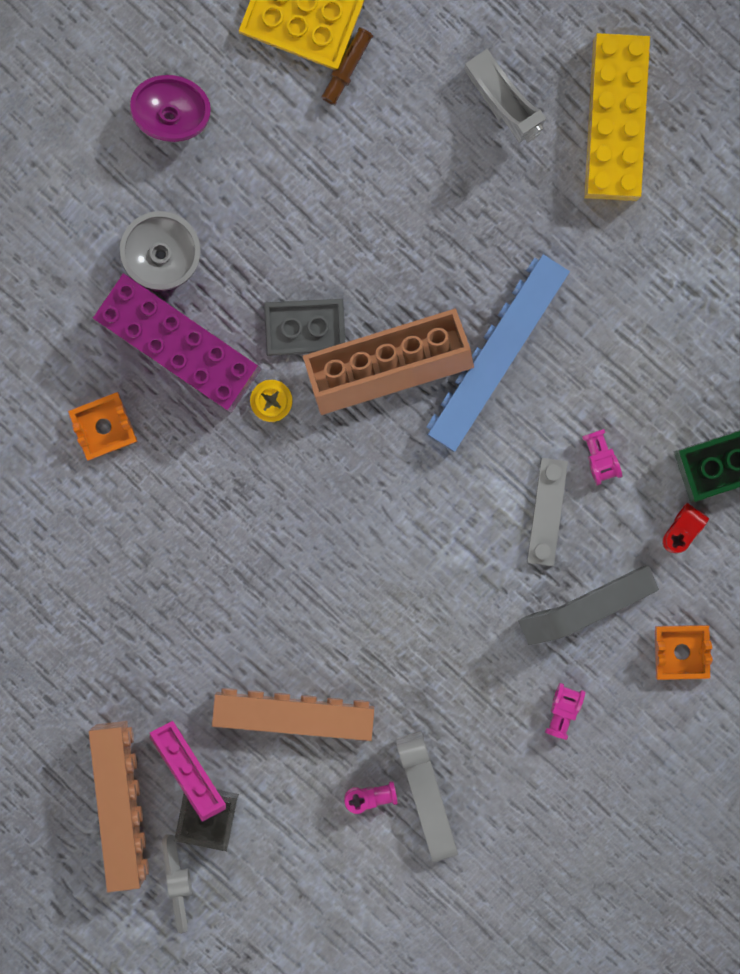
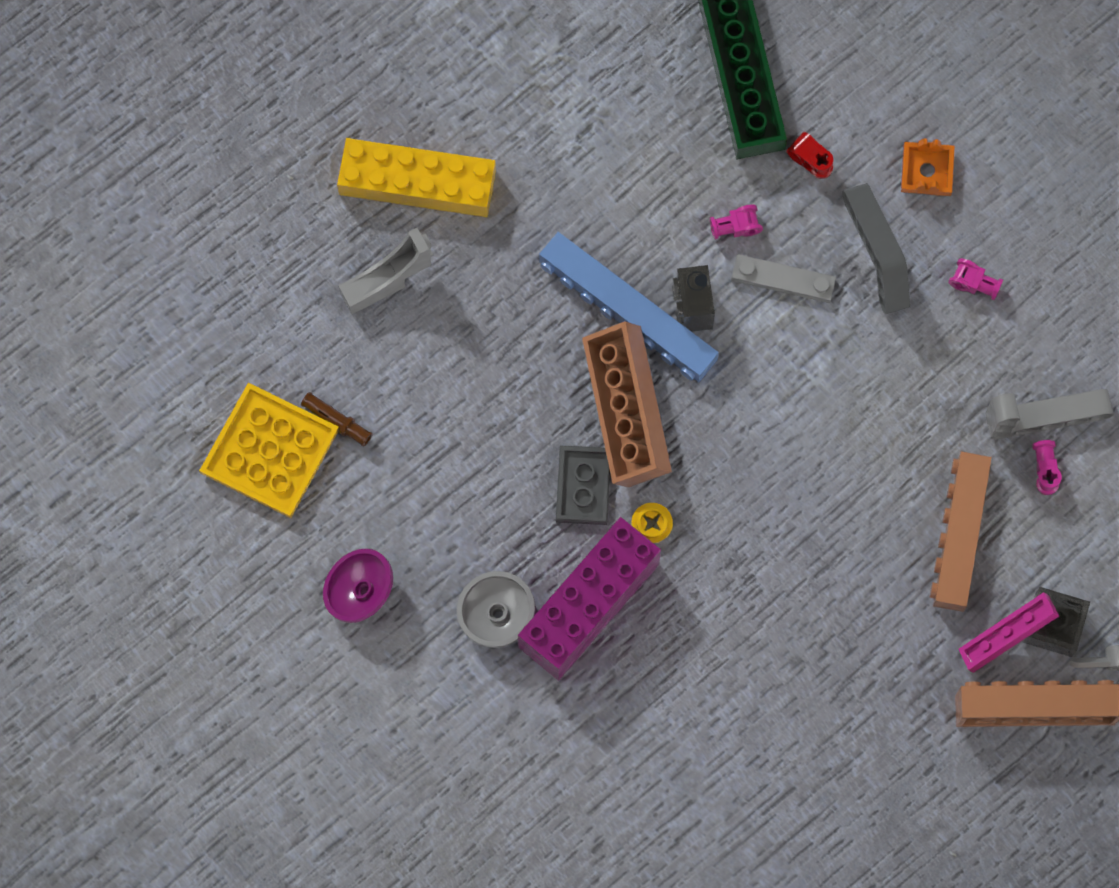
camera: 85 degrees left, 15 degrees down
(84, 425) = (666, 669): orange piece -> none
(511, 420) = (694, 298): none -> clear smoke brick

